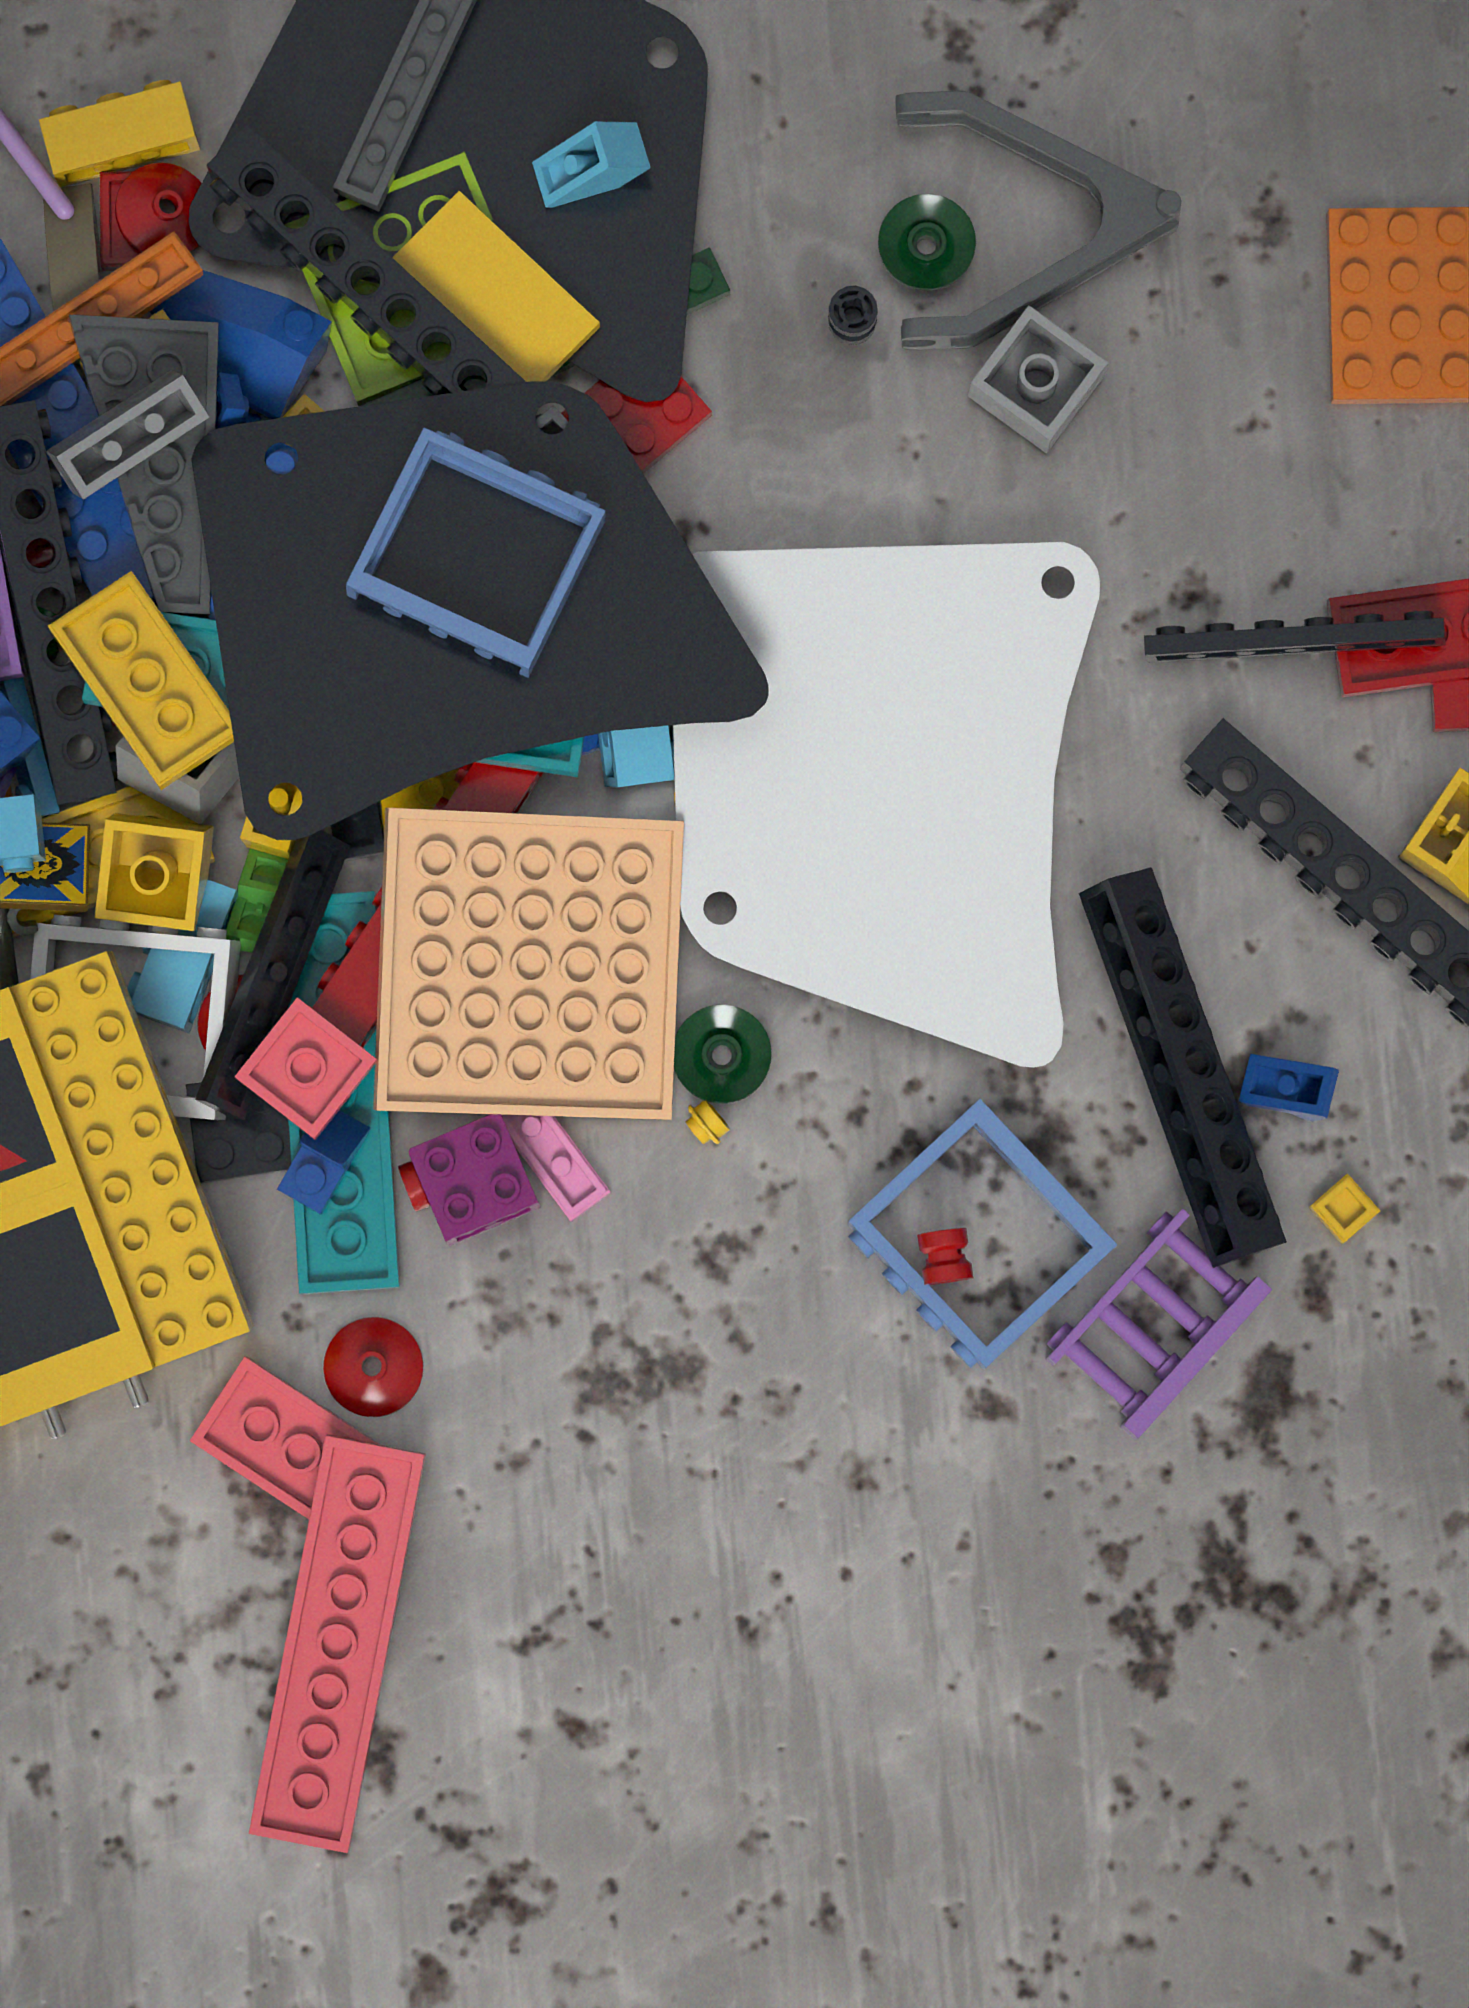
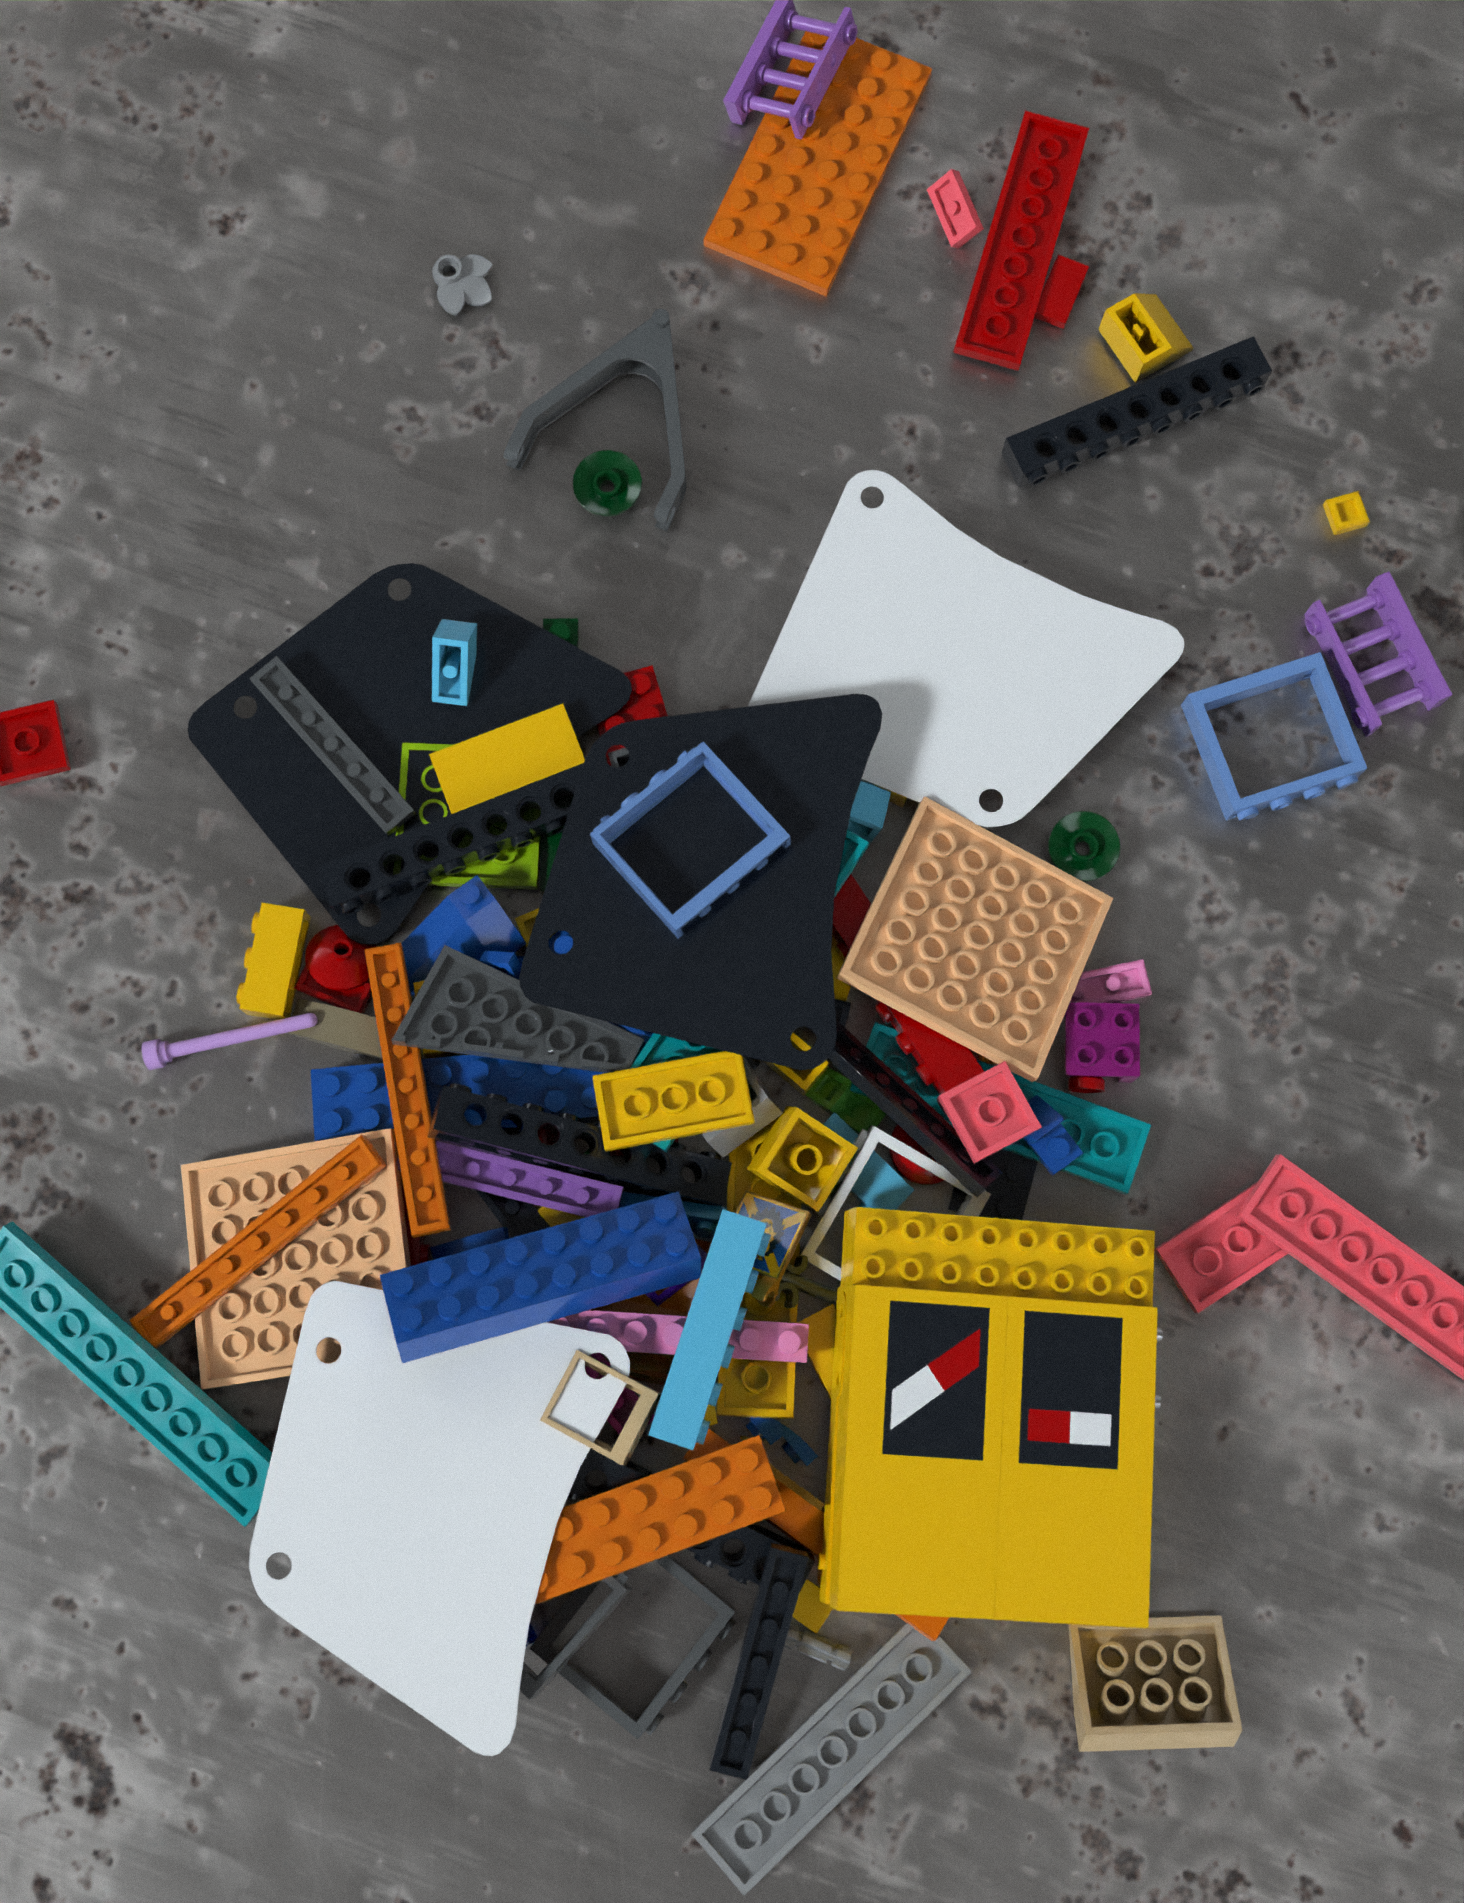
camera: 70 degrees left, 5 degrees down
(127, 434) = (499, 1032): light grey brick -> none
(399, 1372) = (1176, 1174): red dish -> none
(706, 1123) = (1124, 877): yellow plate -> none
(850, 324) = (632, 557): black wheel -> none
(945, 1256) = (1291, 758): red wheel -> none
(1037, 379) = (732, 453): light grey brick -> none
(1182, 1067) = (1220, 564): black brick -> none
(1289, 1087) = (1260, 504): blue slope -> none
(1316, 636) = (978, 359): black plate -> none

